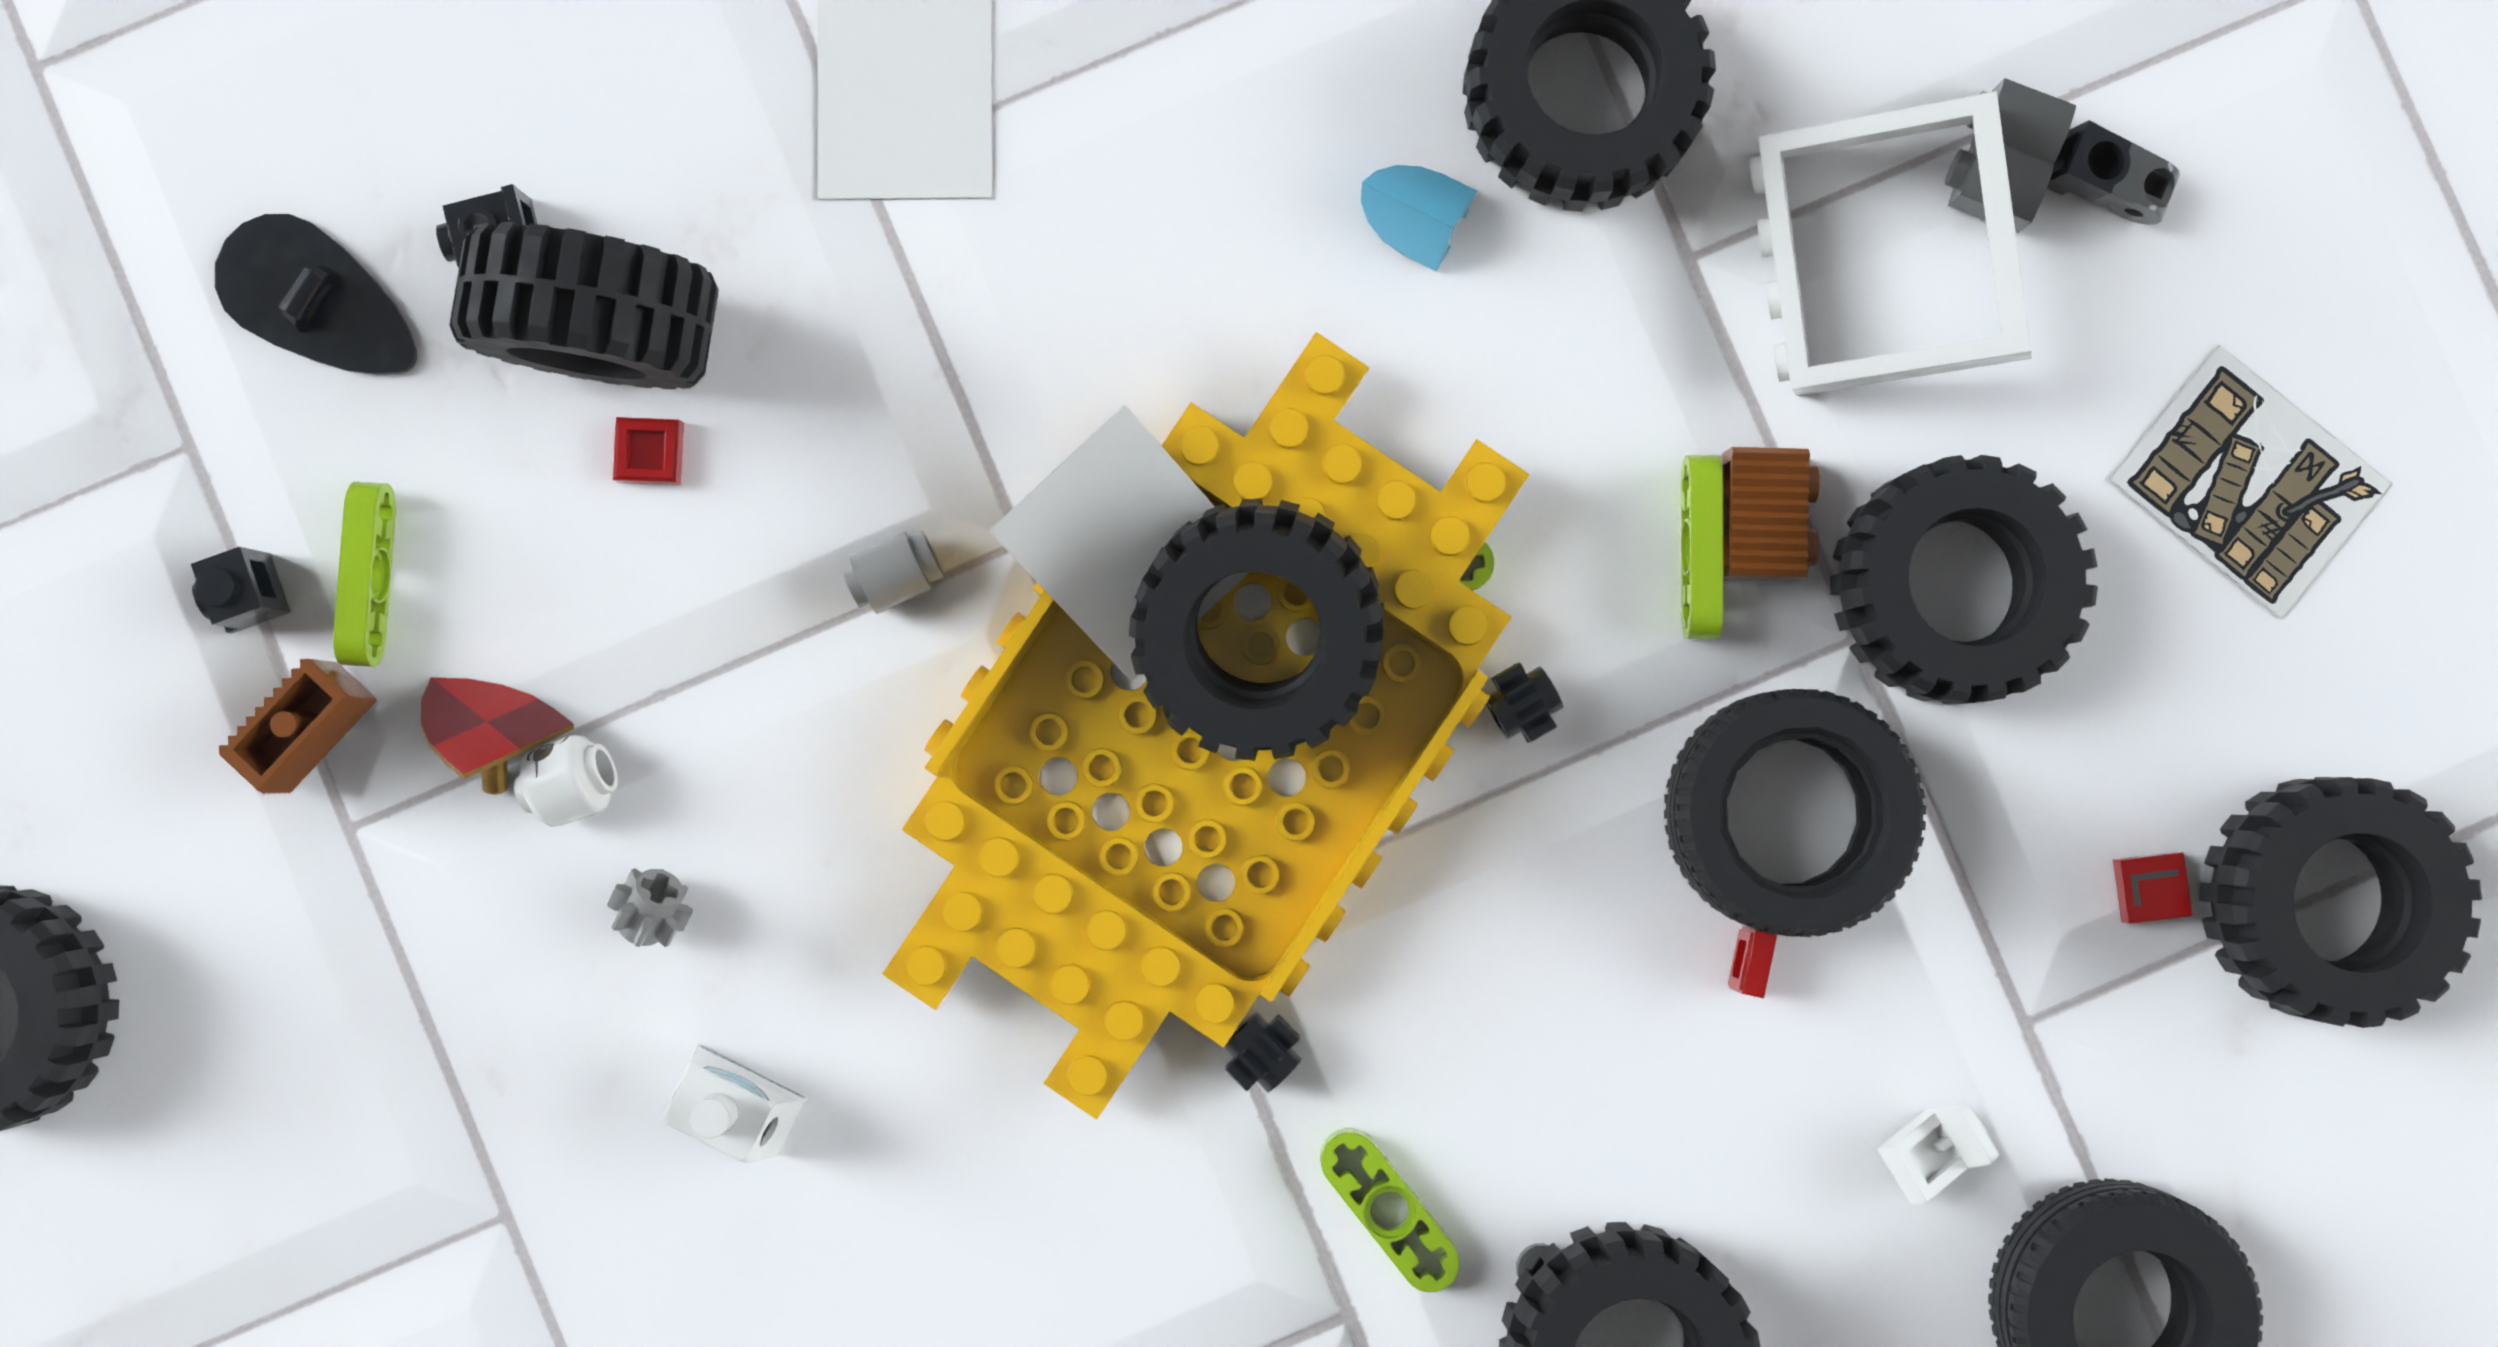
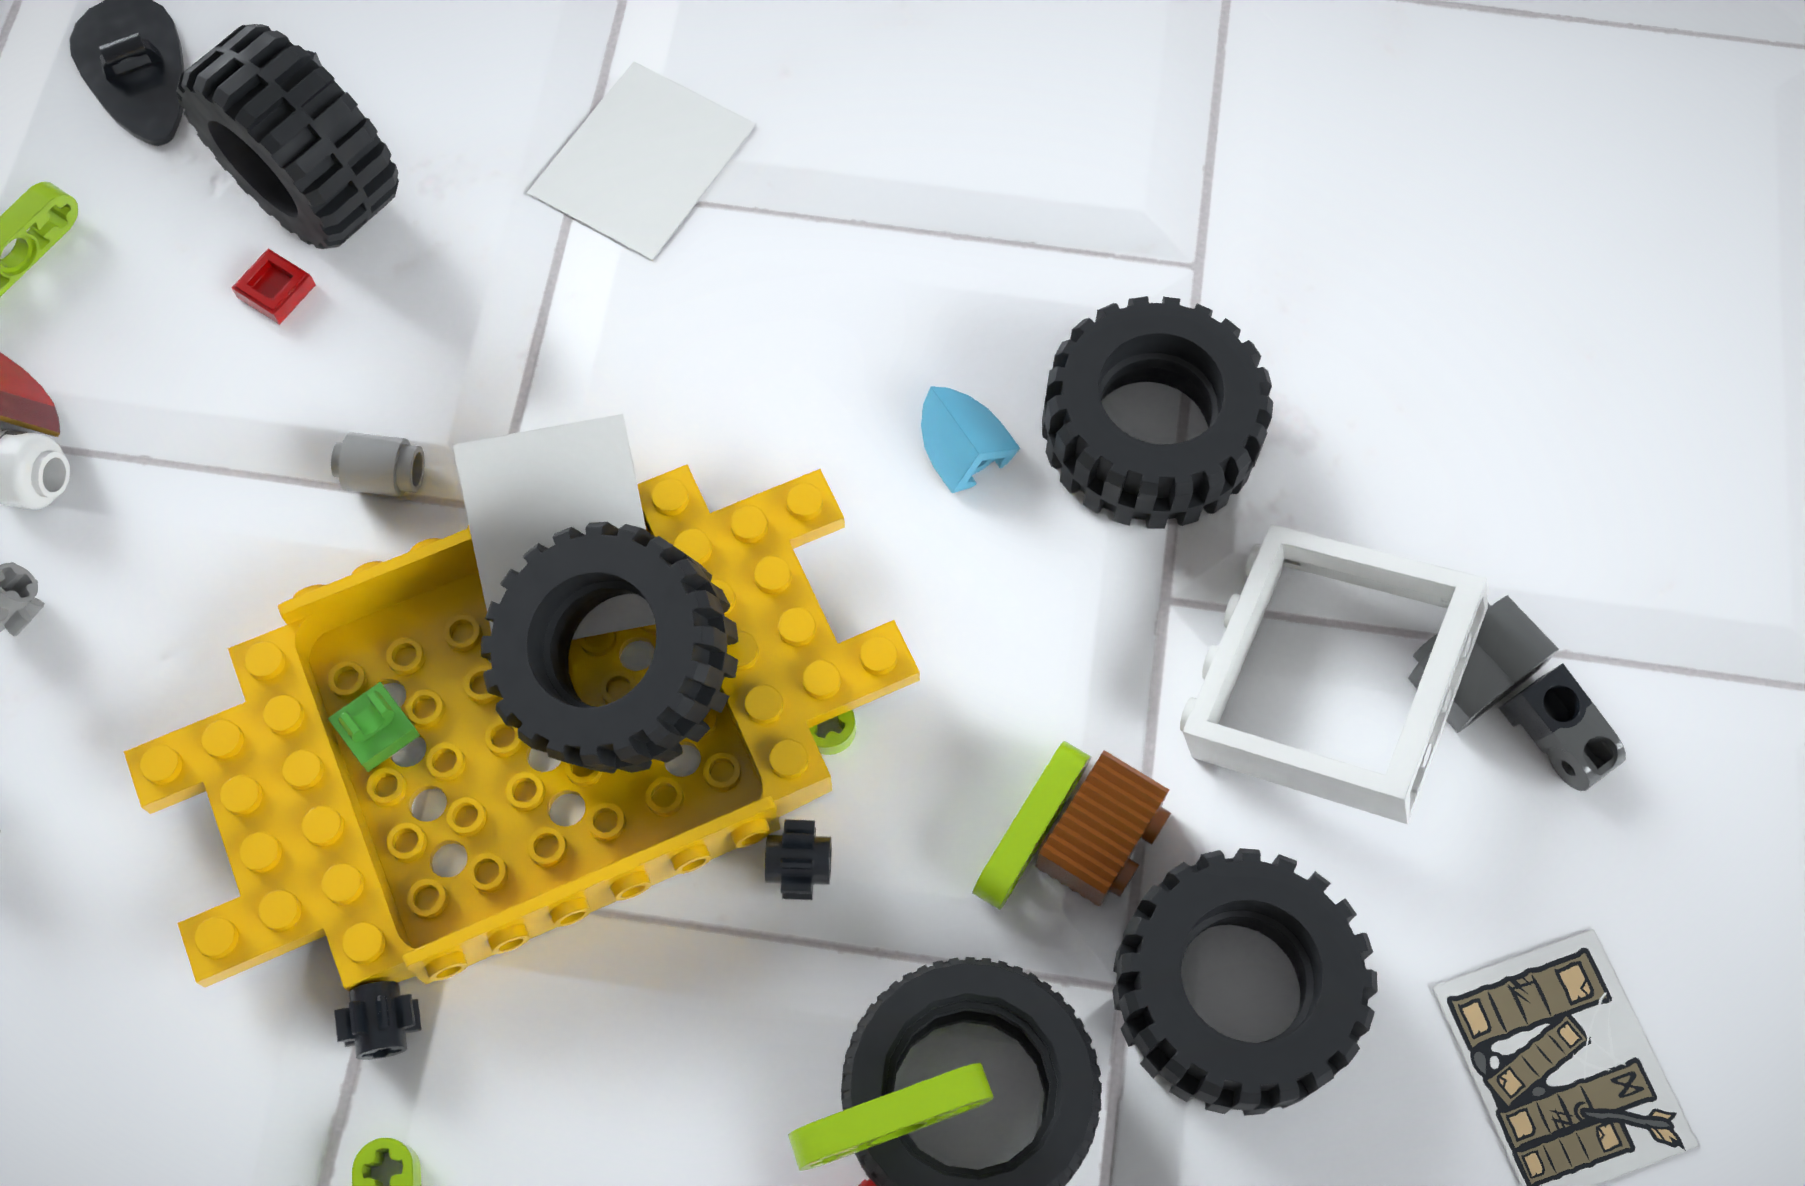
camera: 30 degrees right, 20 degrees down
(1075, 814) = (373, 726): none -> bright green tile
(1764, 882) = (890, 1116): none -> lime beam

